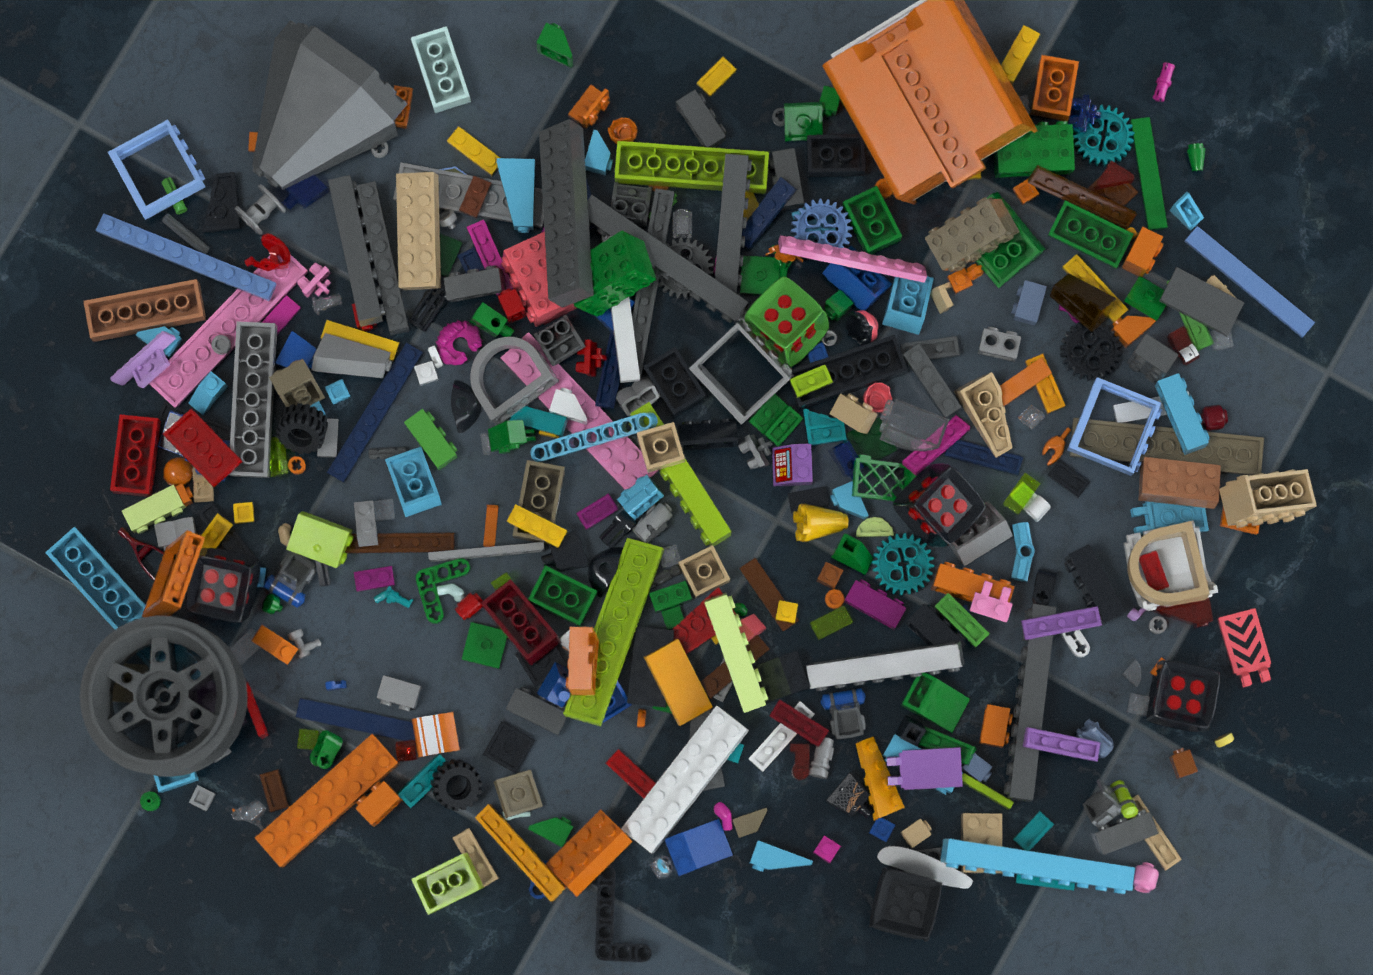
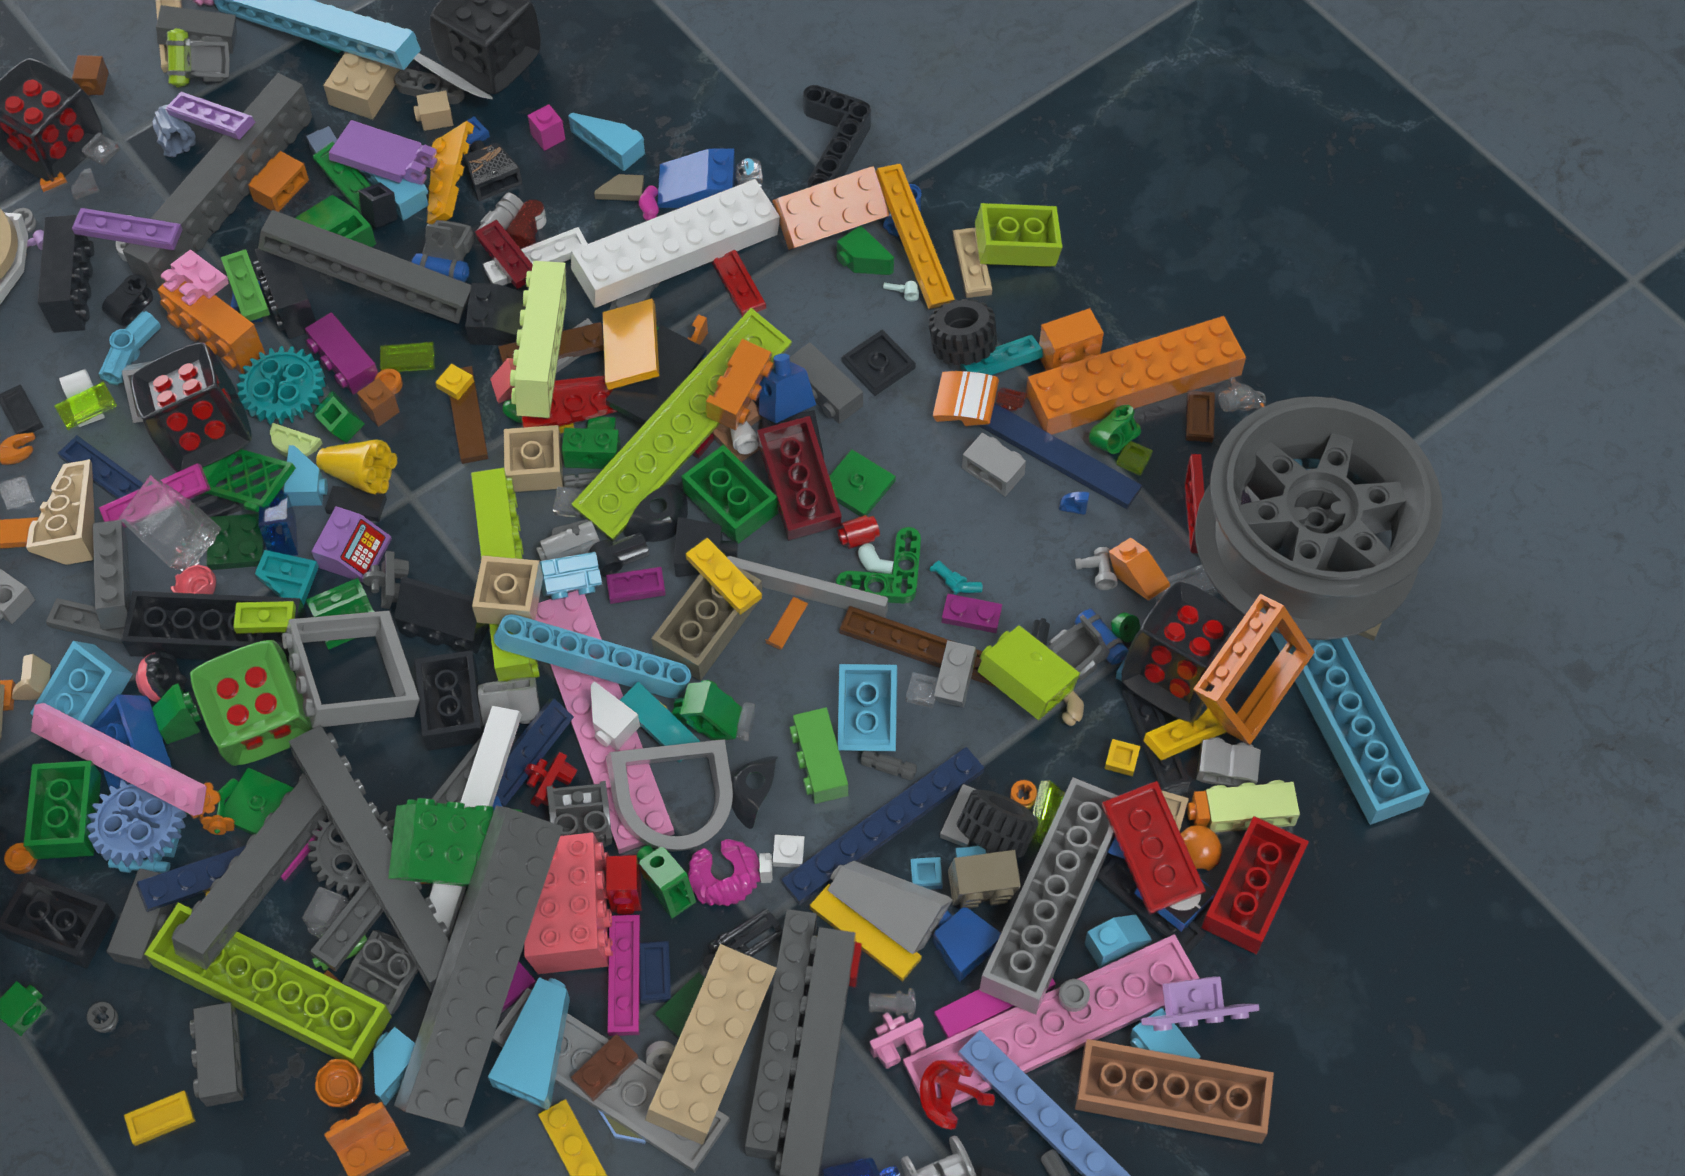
camera: 155 degrees left, 20 degrees down
(143, 552) = (1282, 760): dark red piece -> none
(474, 284) = (663, 936): dark grey brick -> none
(500, 581) = (803, 545): clear neon green plate -> none
(518, 793) = (889, 302): dark tan plate -> none
(802, 120) = (72, 989): green plate -> none
(854, 413) = (234, 569): tan brick -> none
(986, 791) = (323, 115): lime tile -> none
(1033, 831) = (305, 71): teal tile -> none

